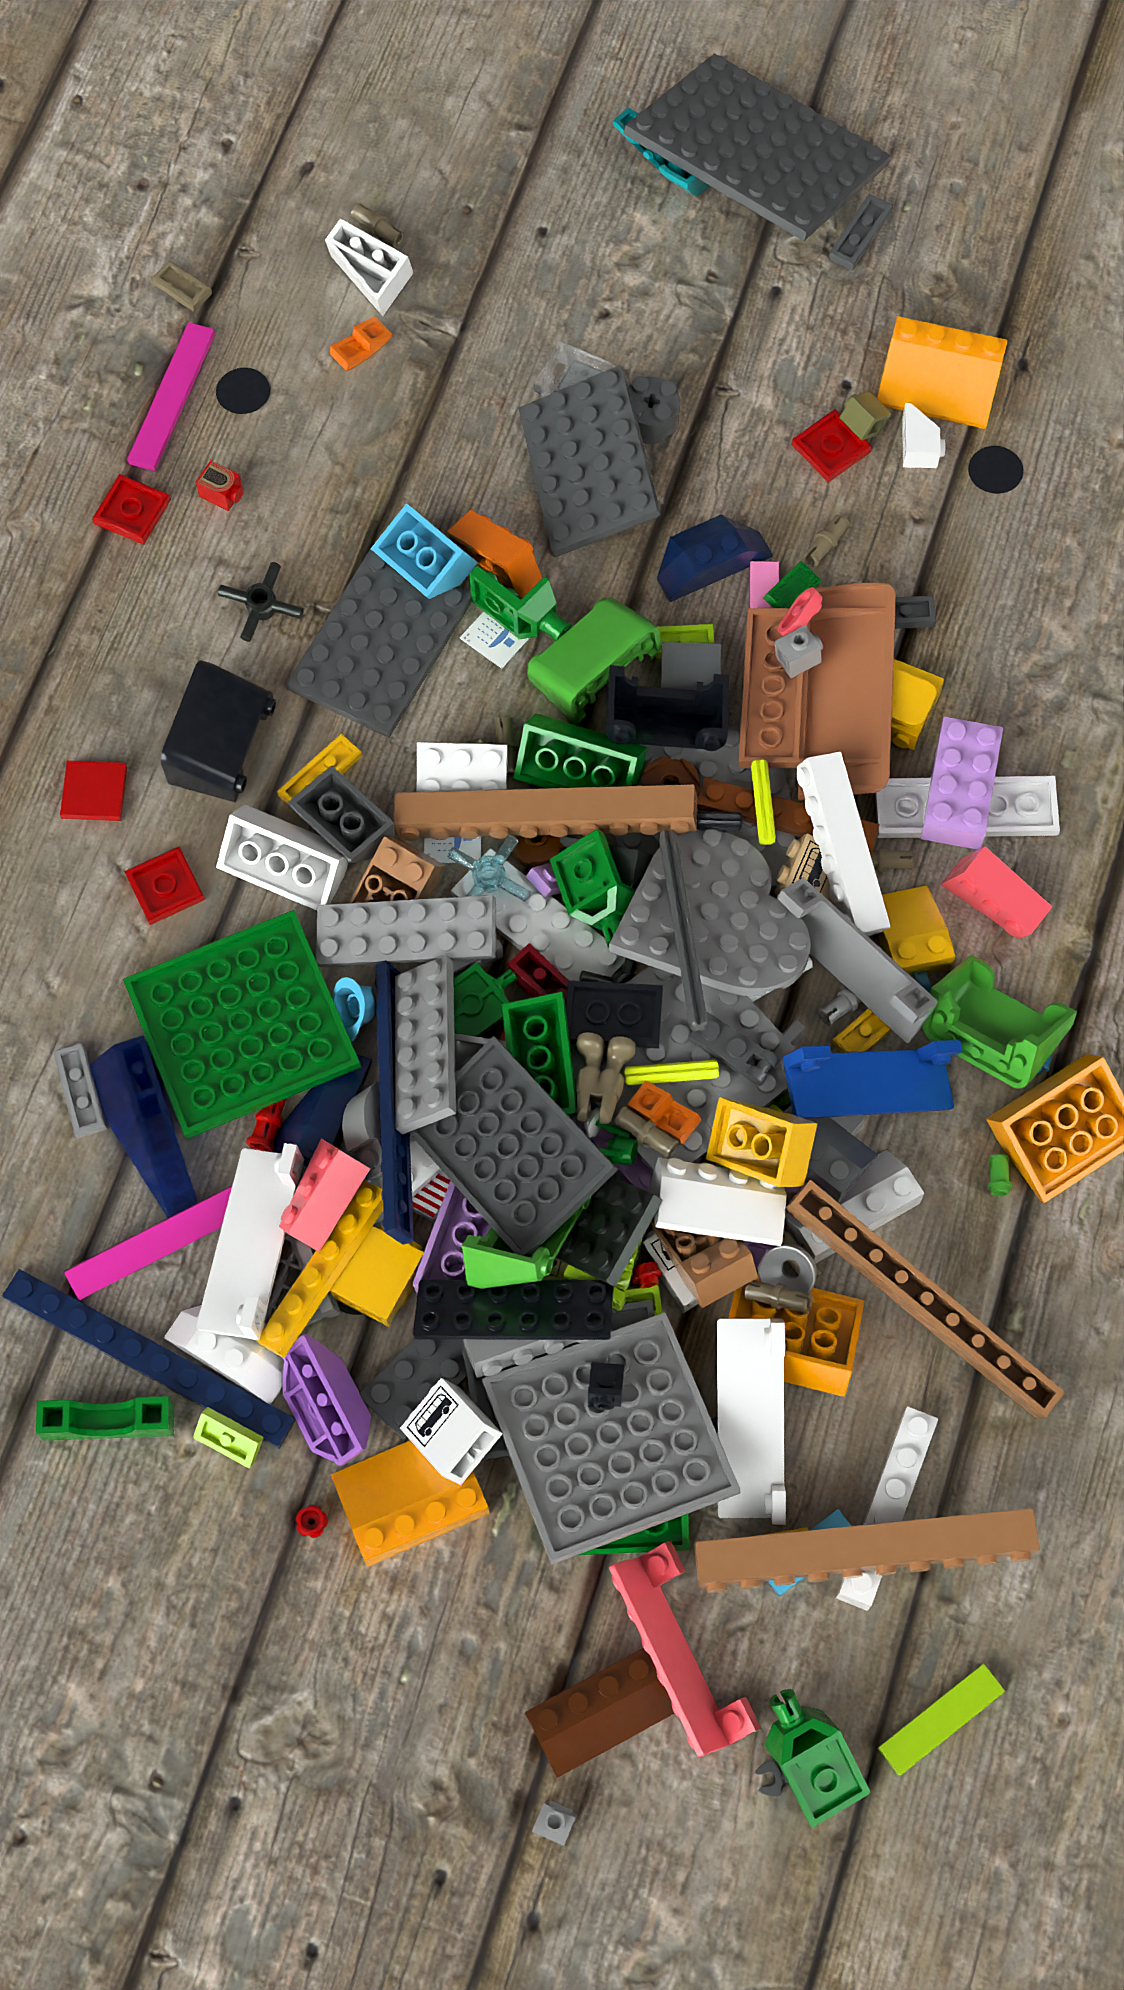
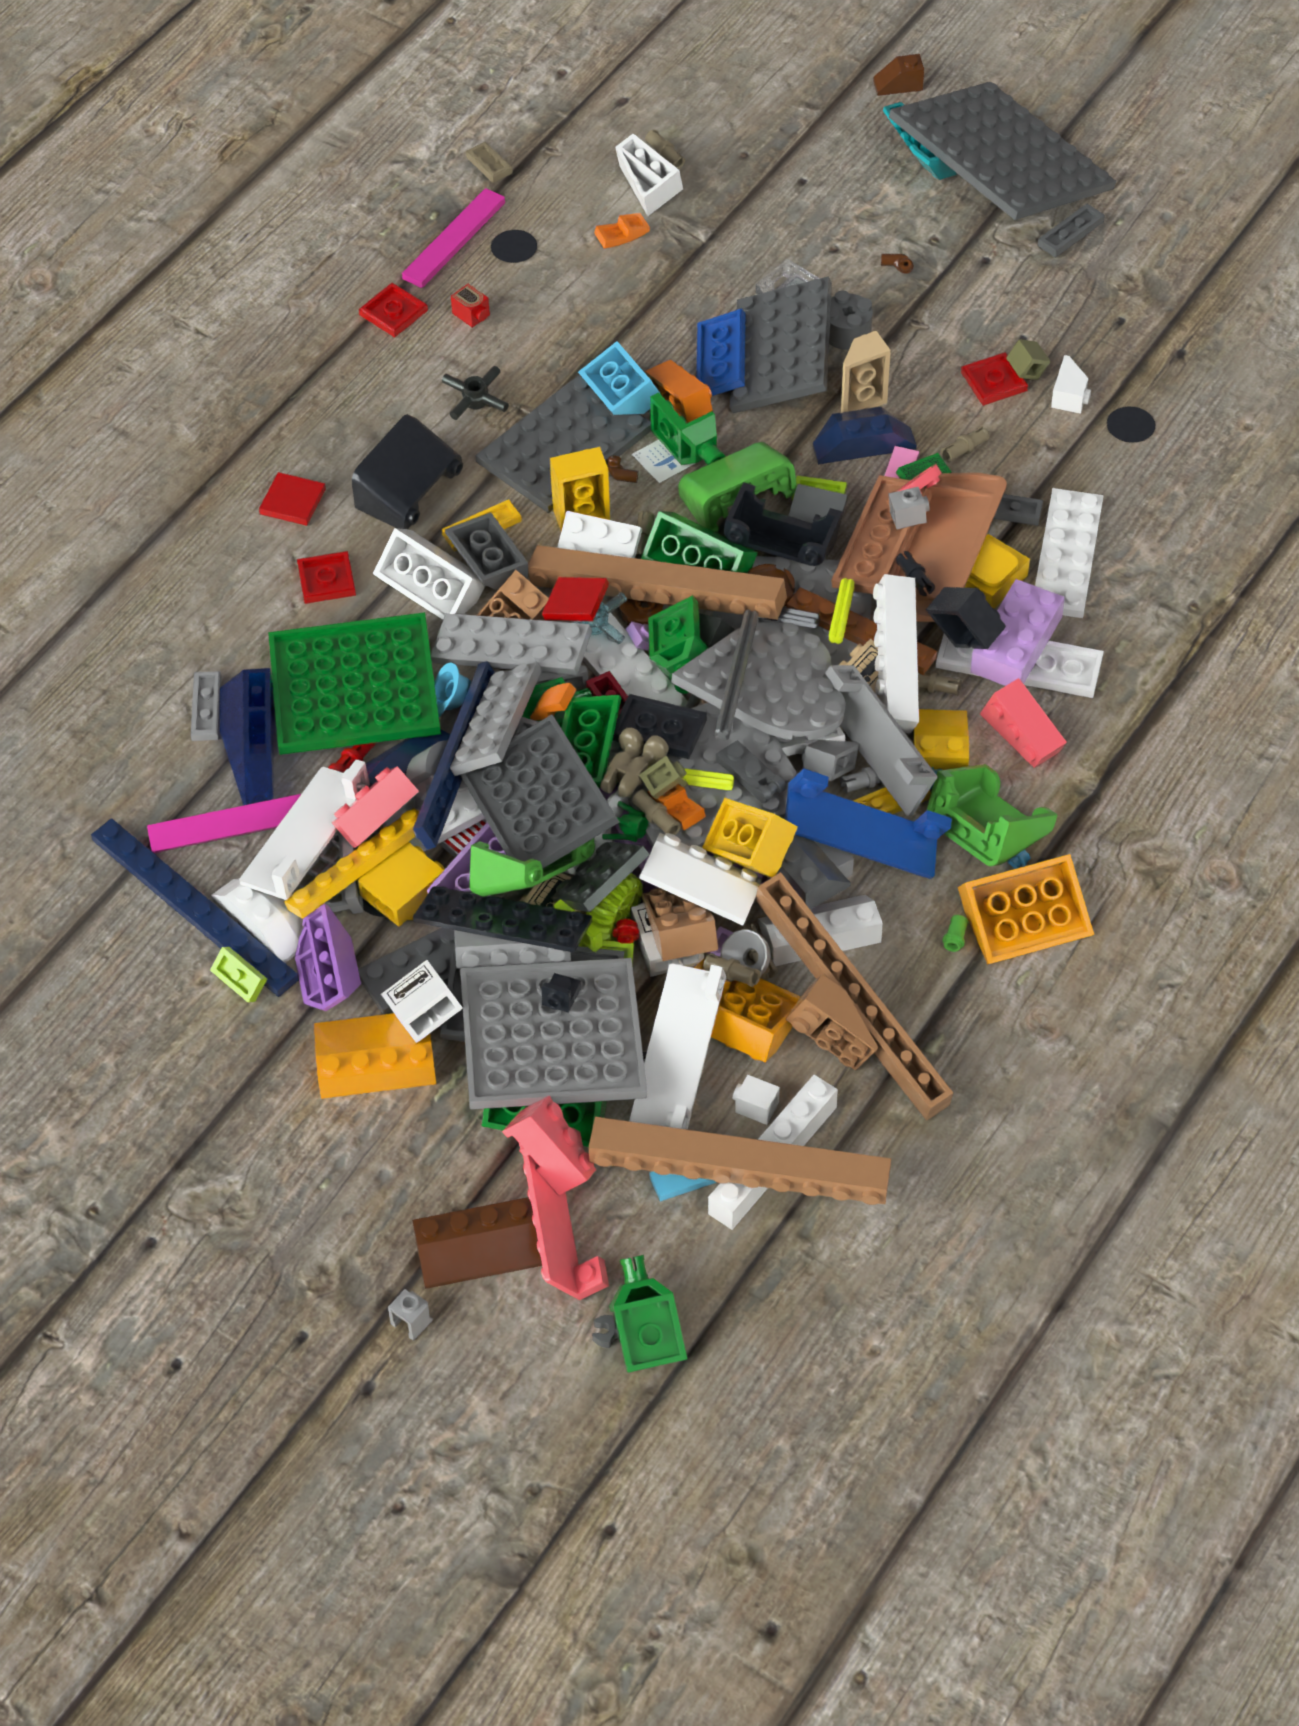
camera: 15 degrees right, 15 degrees down
(105, 1421) = (112, 930): green arch -> none
(311, 1512) = (285, 1045): red plate -> none
(424, 709) = (580, 484): none -> yellow brick
(452, 666) = (618, 472): none -> reddish brown arm
(464, 861) = (575, 599): none -> red tile
(483, 1008) = (553, 700): none -> orange slope
(523, 484) = (722, 352): none -> blue tile
(613, 68) = (900, 76): none -> reddish brown slope
(644, 1088) = (663, 776): none -> olive bracket
(650, 1580) = (551, 1144): none -> coral wedge
(683, 314) = (899, 261): none -> reddish brown arm
(700, 481) = (865, 373): none -> tan slope
(804, 996) = (830, 757): none -> light grey slope
(833, 737) = (917, 571): none -> black pin
(848, 1445) = (756, 1099): none -> white brick
(909, 1336) = (833, 1022): none -> medium nougat slope
(910, 786) = (966, 617): none -> black piece
(941, 1720) = (767, 1322): lime tile -> none
(942, 371) = (1107, 341): light orange slope -> none
(976, 650) = (1069, 547): none -> white plate

